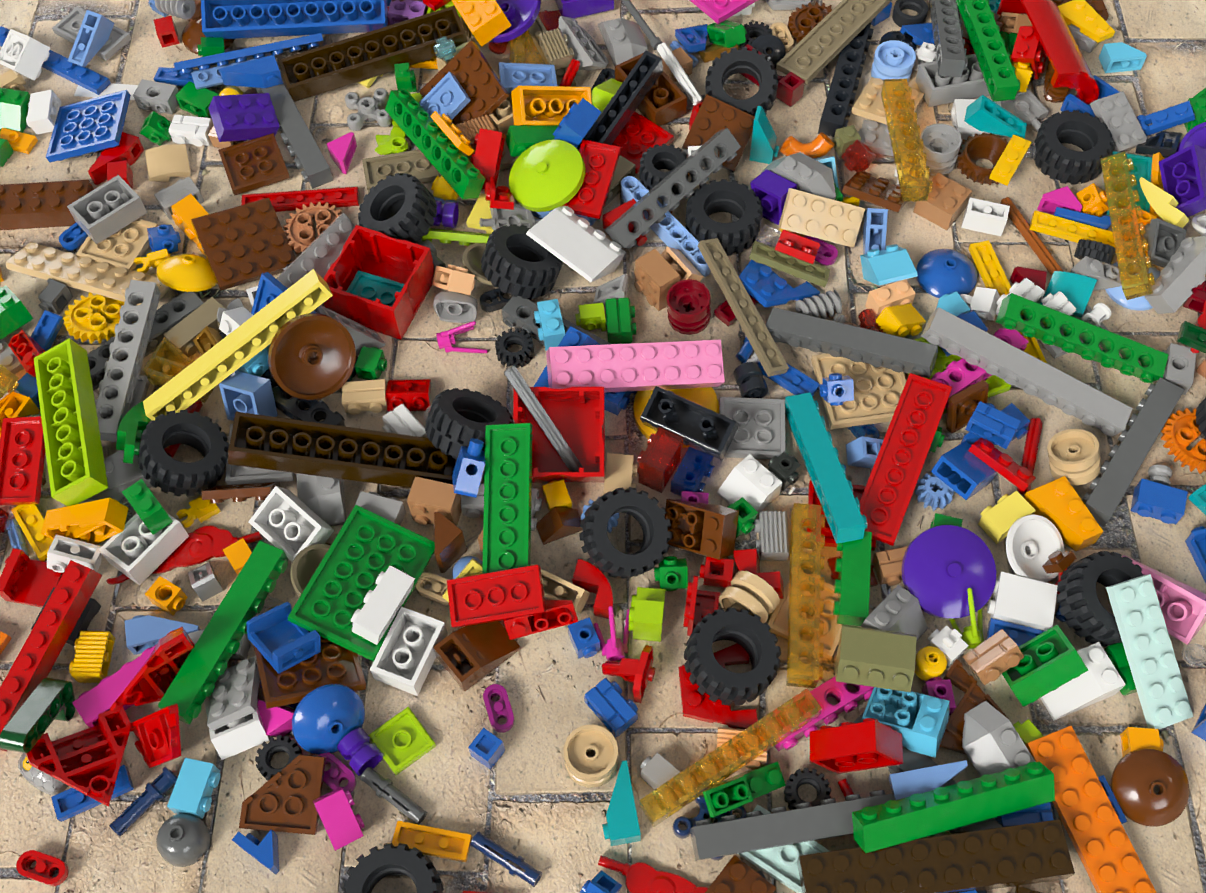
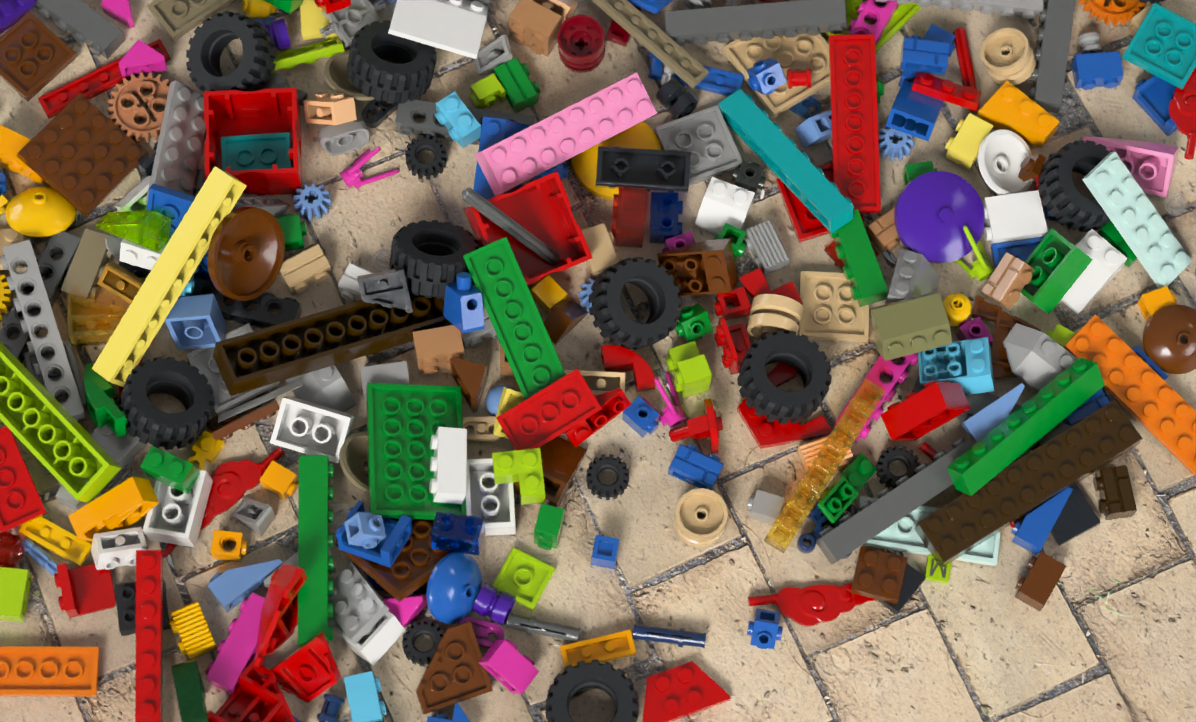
camera: 30 degrees left, 10 degrees up
(240, 303) = (140, 227): none -> clear neon green slope
(268, 483) = (260, 400): none -> white sticker
(273, 628) = (365, 529): none -> medium blue brick
(330, 192) = (142, 59): none -> dark pink slope
(354, 668) = (457, 533): none -> clear blue brick
(402, 346) = (303, 201): none -> medium blue gear
(410, 430) = (386, 288): none -> black wing
(411, 393) = (345, 248): red bracket -> none
(445, 701) = (548, 526): none -> green brick
(446, 639) = (521, 467): none -> lime brick
(498, 709) = (596, 513): magenta plate -> none
(519, 667) = (607, 490): none -> black tyre
(621, 816) = (750, 555): teal slope -> none
(799, 673) = (845, 366): clear yellow brick -> none
(867, 402) = (799, 78): none -> red bush
(948, 642) = (963, 283): white brick -> none
(963, 405) = (890, 43): reddish brown plate -> none

